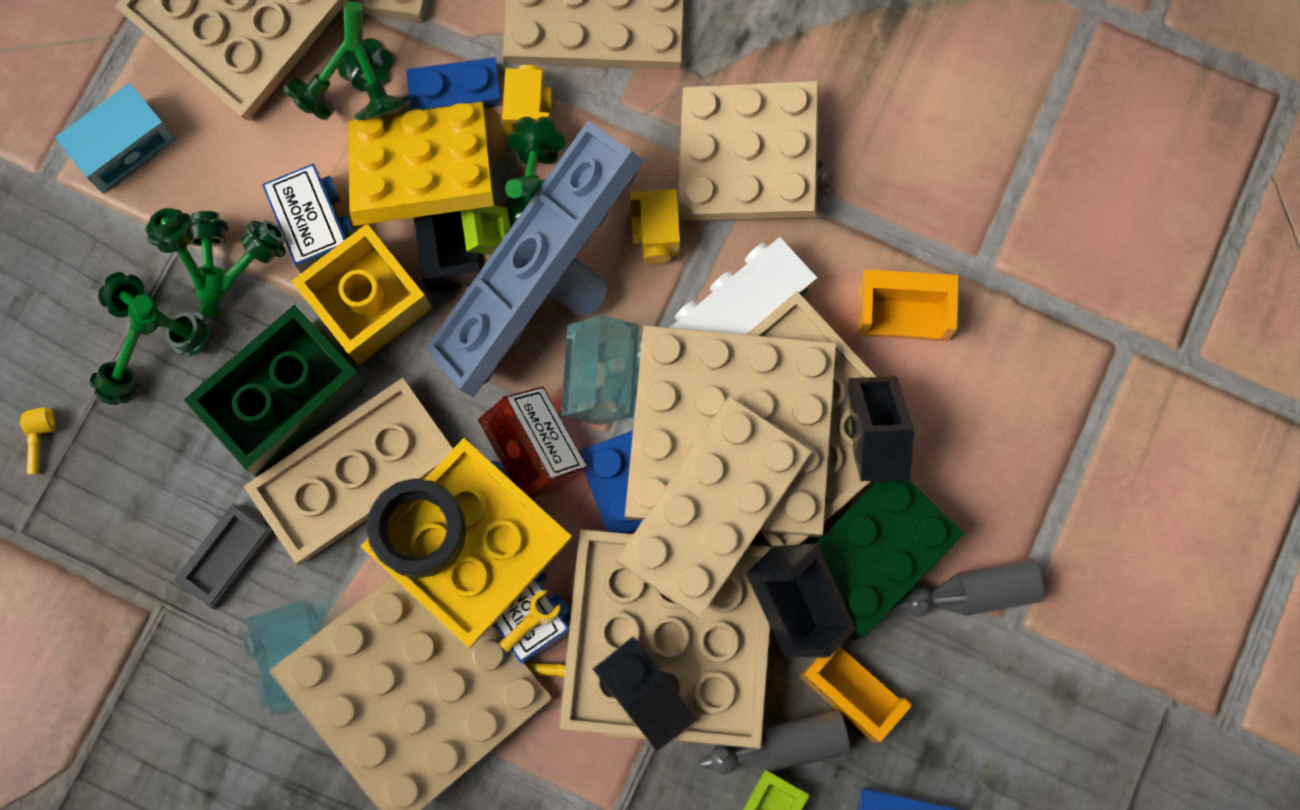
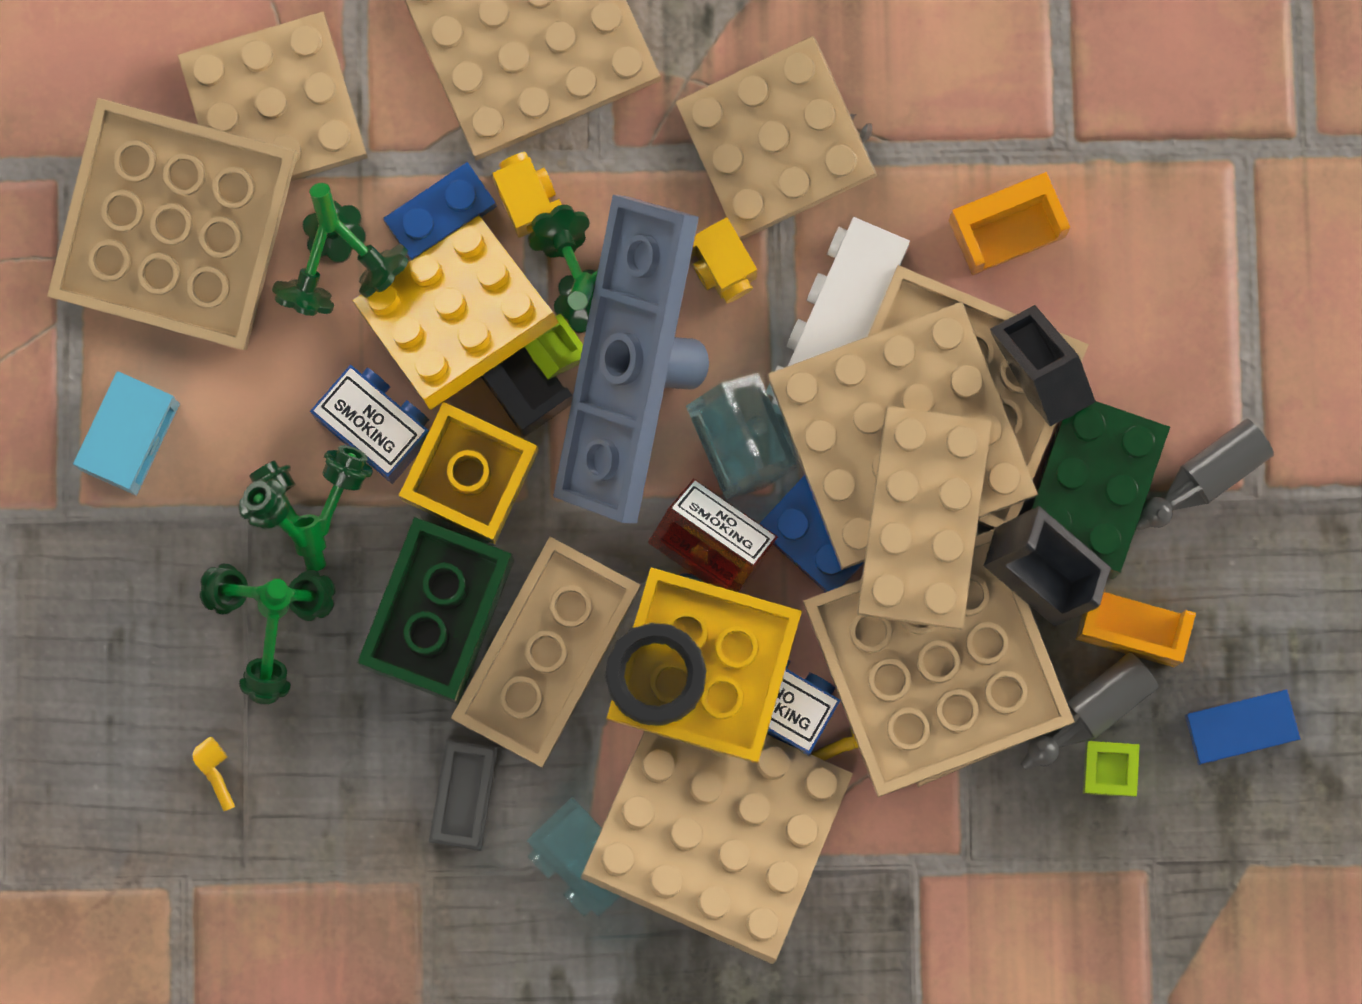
camera: 25 degrees left, 5 degrees up
(529, 622) = (800, 711): yellow hand -> none
(644, 693) = (944, 723): black slope -> none

